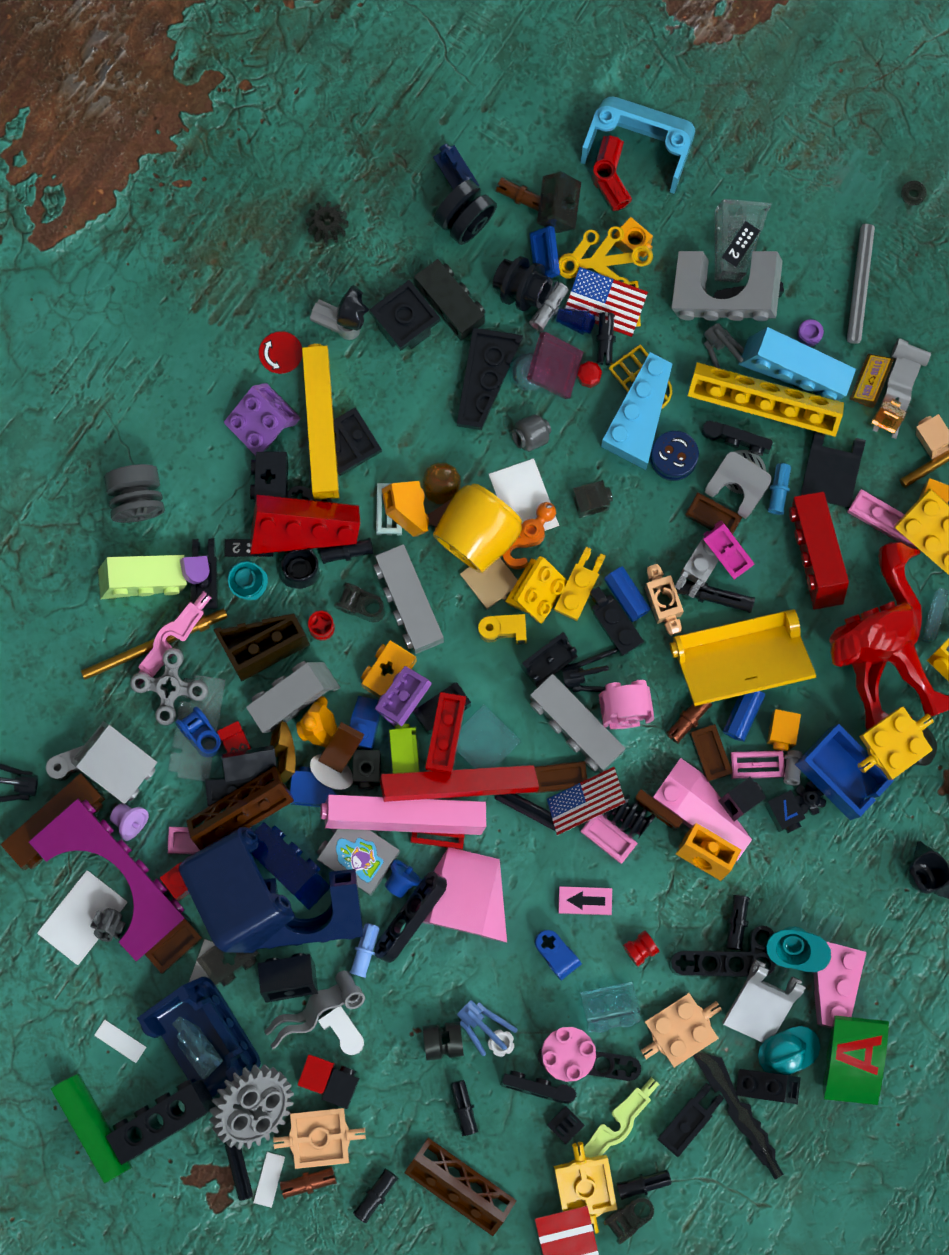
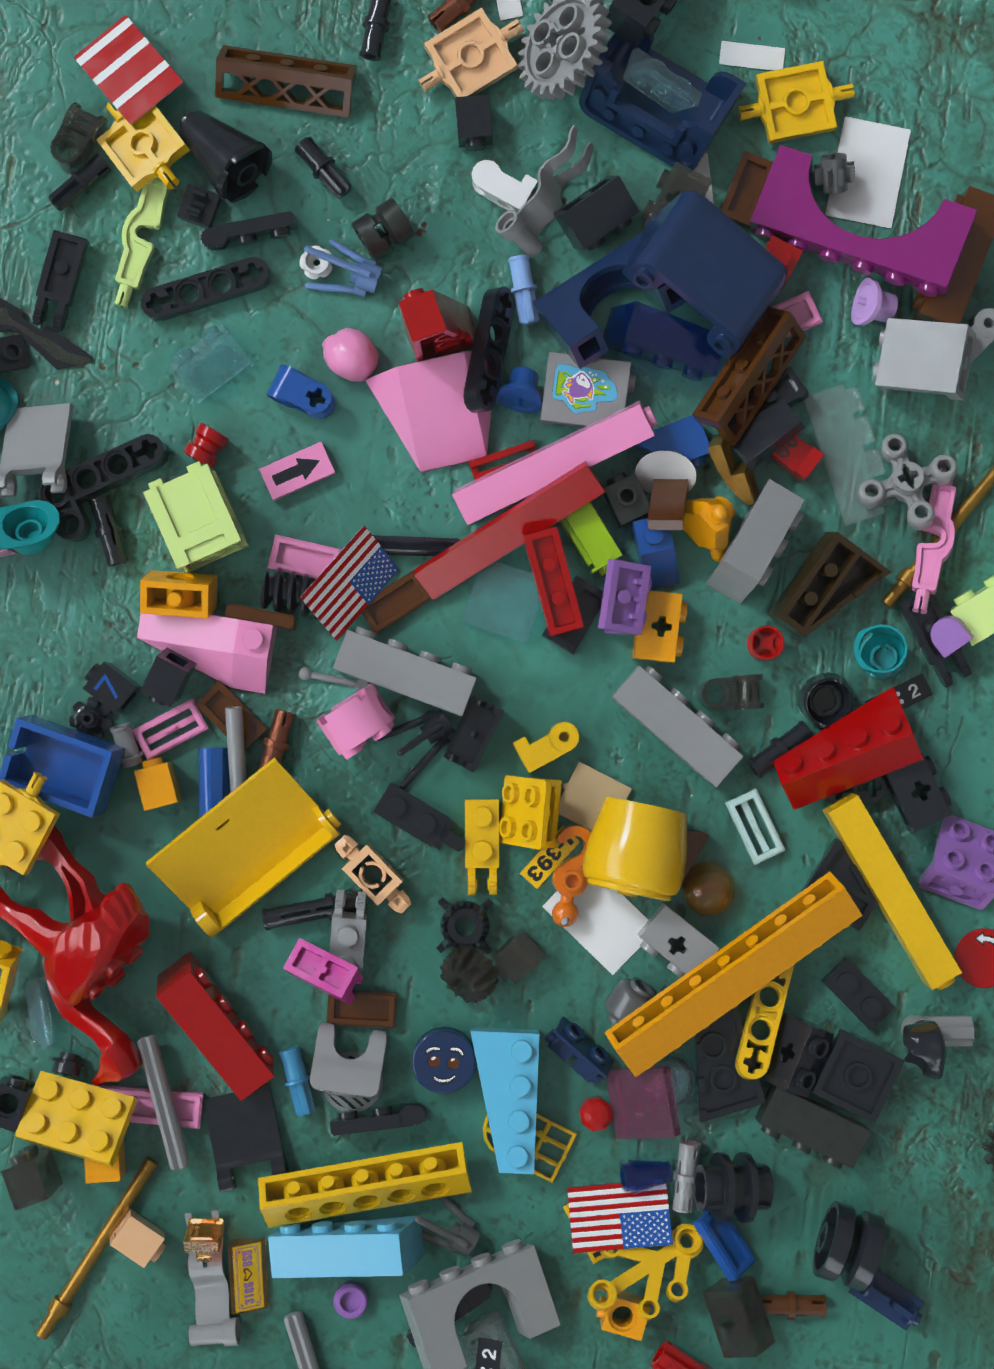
camera: 155 degrees right, 10 degrees up
(107, 990) = (796, 102): none -> yellow plate
(198, 731) = (845, 445): blue piece -> none
(316, 1074) = (510, 123): red panel -> none
(376, 369) = (857, 993): none -> black plate
(406, 507) = (736, 835): light orange slope -> none
(438, 347) = (797, 1055): none -> black brick
(439, 946) = (436, 324): none -> red wedge
(442, 381) = (771, 1016): none -> yellow beam
(454, 417) = (733, 974): none -> light orange brick
(480, 471) = (667, 924): none -> light grey brick
(509, 964) = (351, 354): none -> bright pink hair
(530, 1151) = (225, 155): none -> black cone
(547, 550) = (547, 861): none -> yellow sticker
(568, 1054) = (231, 279): bright pink brick -> none
(575, 409) = (592, 1060): none -> dark blue hinge
(605, 339) = (597, 1168): black pin -> none
(611, 547) = (460, 909): none -> black piece
(627, 594) = (420, 859): blue axle -> none
(630, 501) = (469, 974): none -> clear smoke gear
(645, 758) = (305, 674): none -> light grey hinge
(672, 897) = (195, 518): none -> yellowish green container
(681, 1030) = (117, 376): light nougat plate -> none
(718, 727) = (235, 746): none -> light grey piece
(877, 516) = (163, 1102): none -> light grey axle
(931, 572) = (67, 1064): none -> black plate

